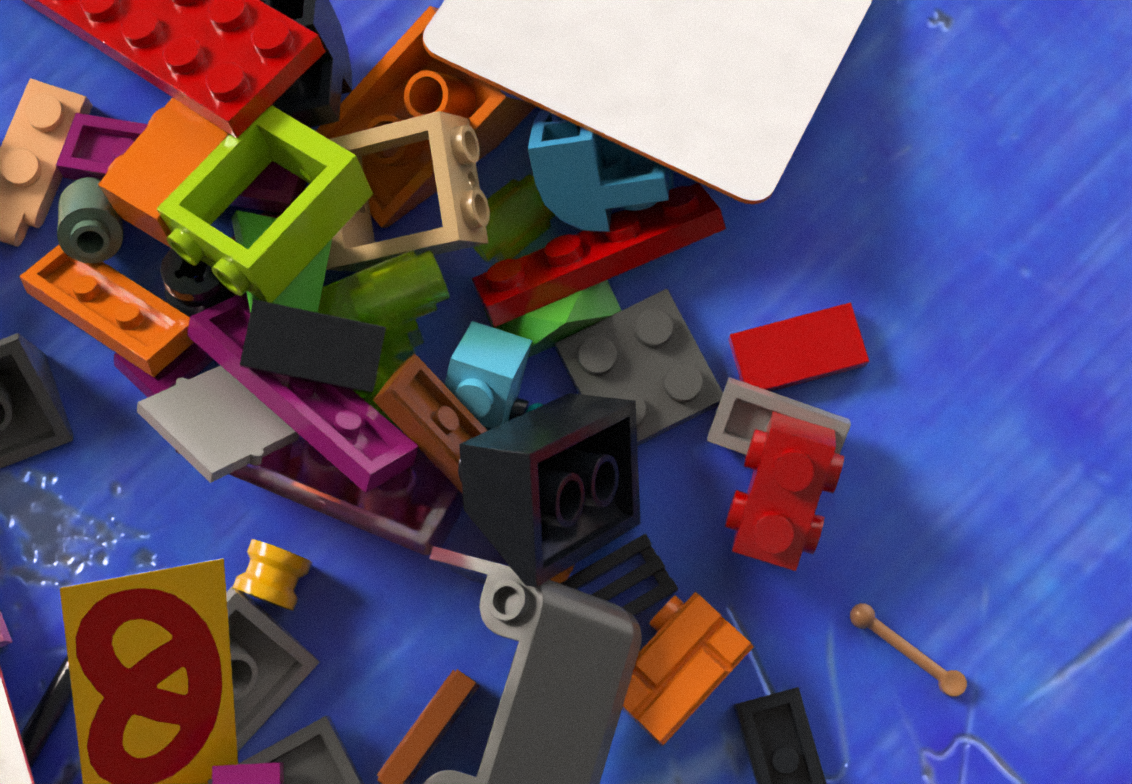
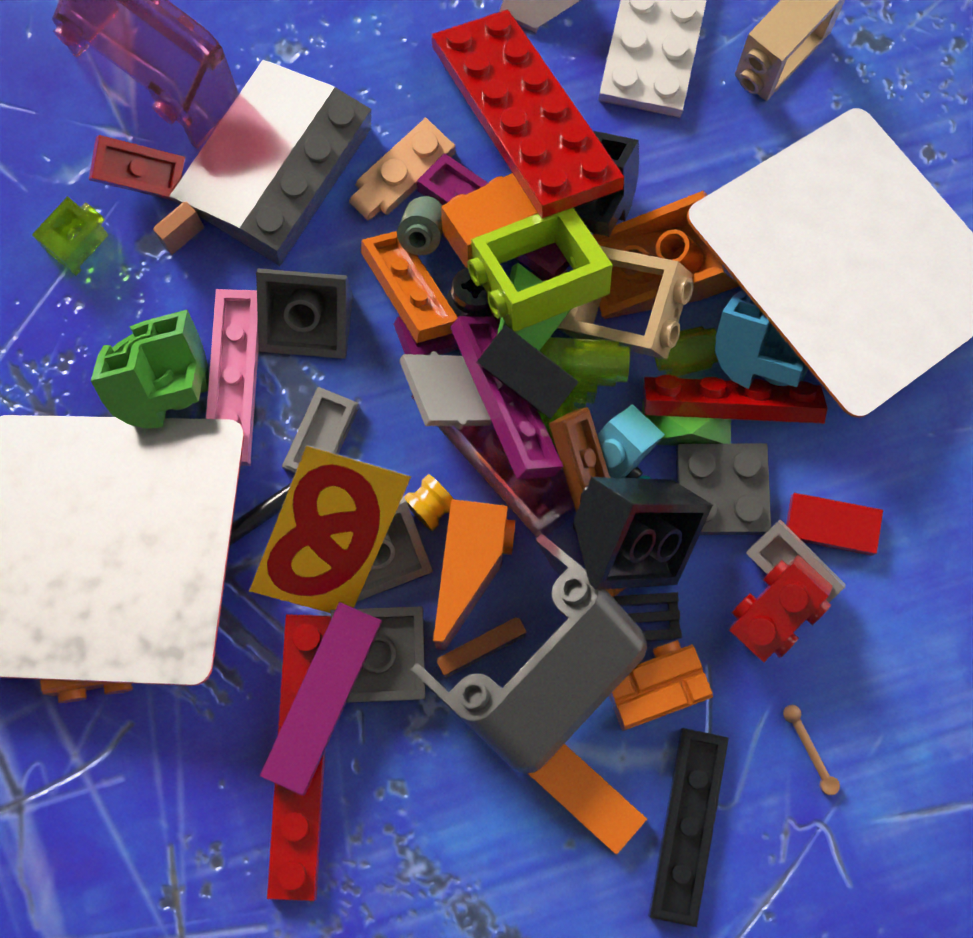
camera: 25 degrees right, 0 degrees up
(86, 540) = (323, 426): none -> light grey tile
(359, 626) = (472, 557): none -> orange slope

